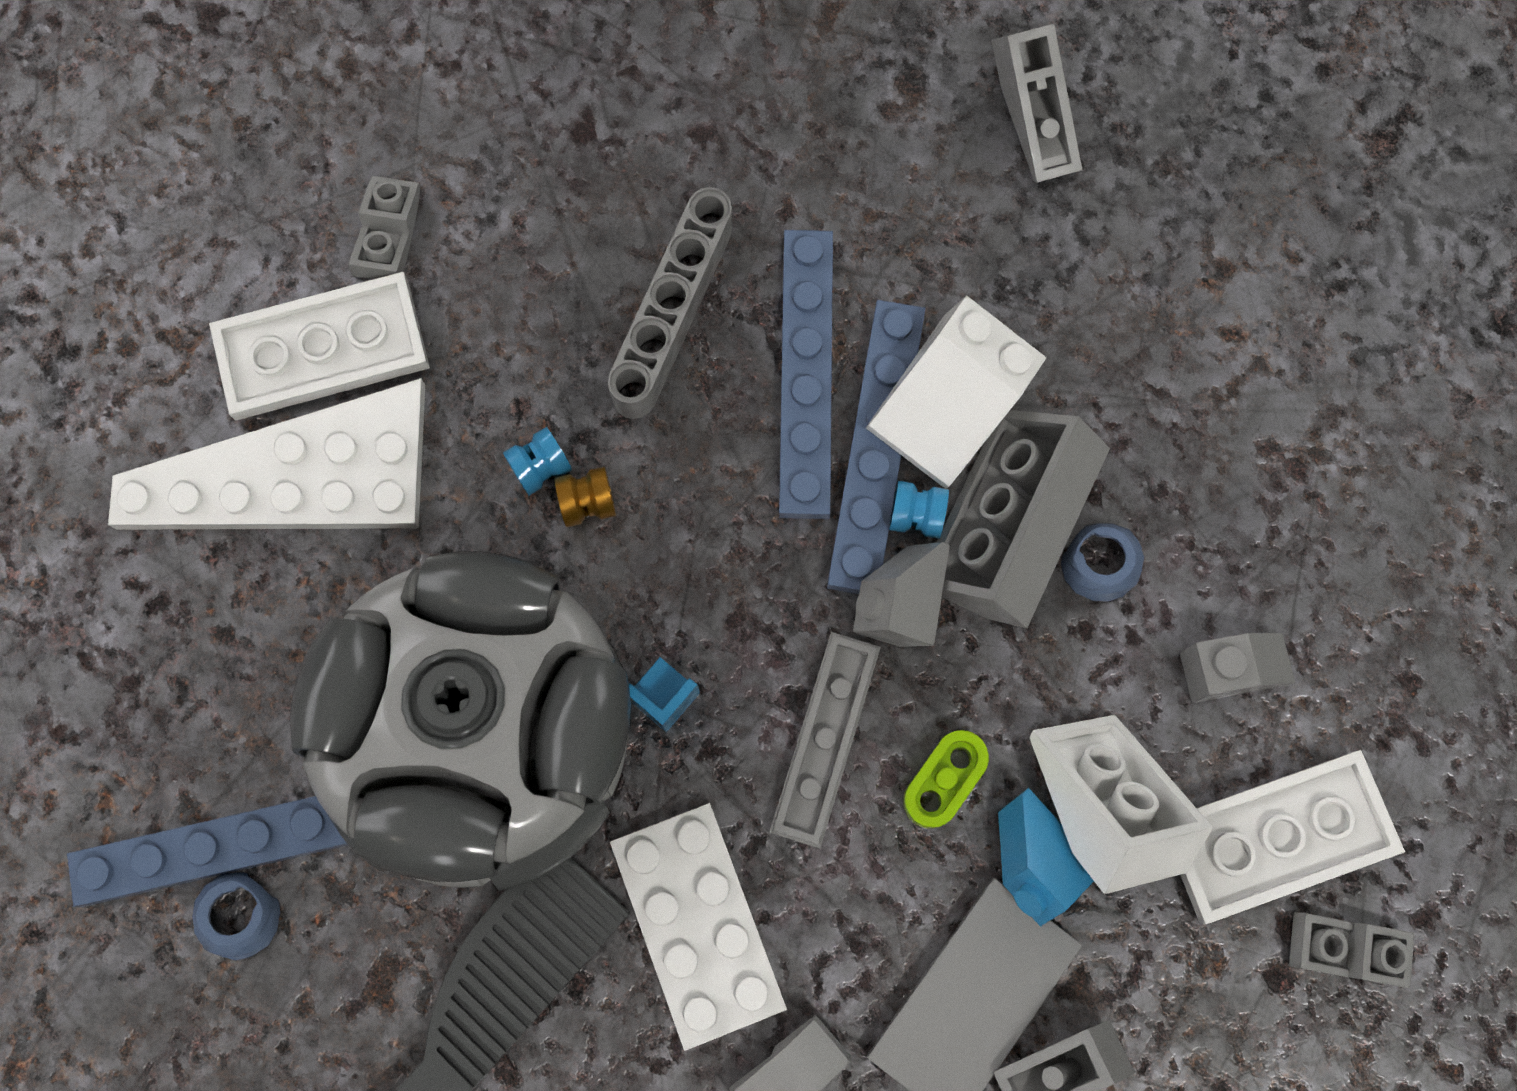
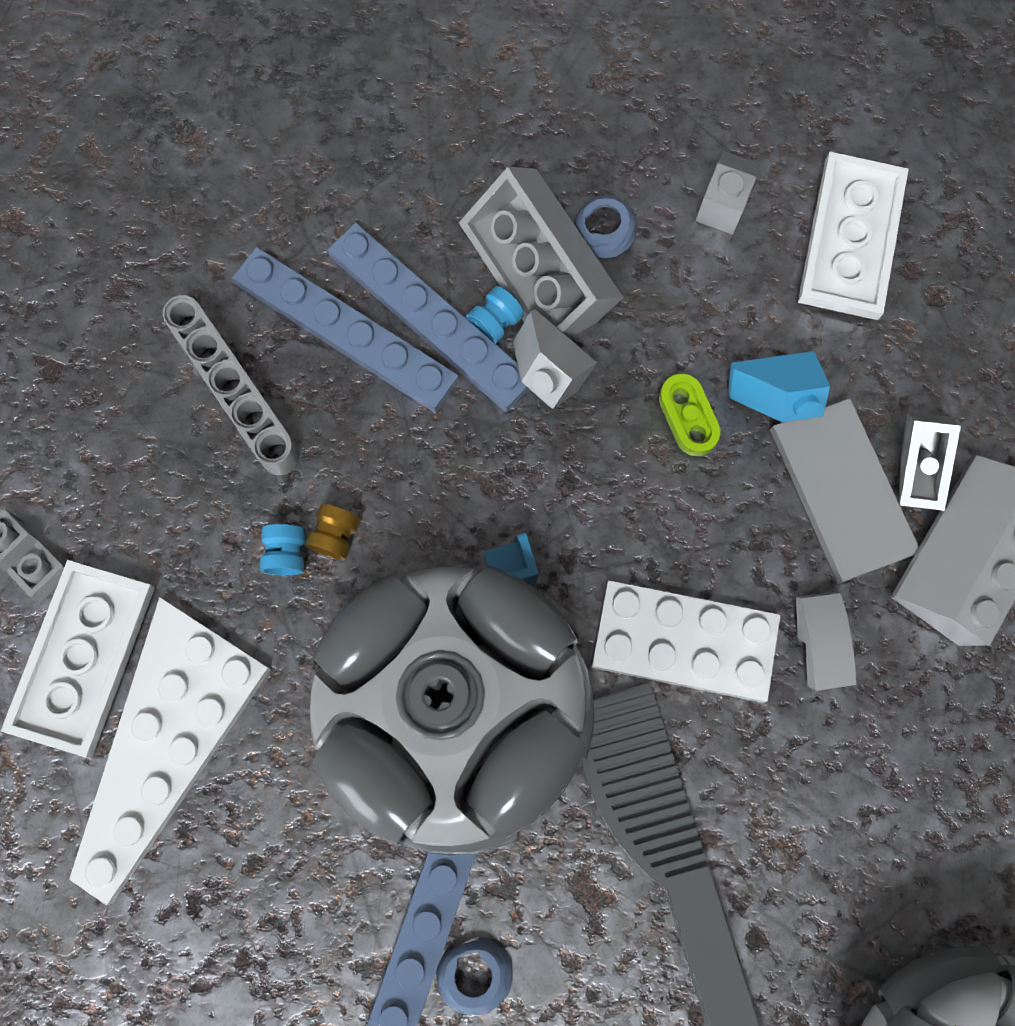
camera: 60 degrees left, 0 degrees up
(825, 740) = (612, 478): light grey tile -> none
(956, 391) = (430, 236): white slope -> none
(1038, 100) = (259, 57): light grey slope -> none
(1117, 804) = (777, 313): white slope -> none
(1351, 950) = (946, 241): light grey slope -> none

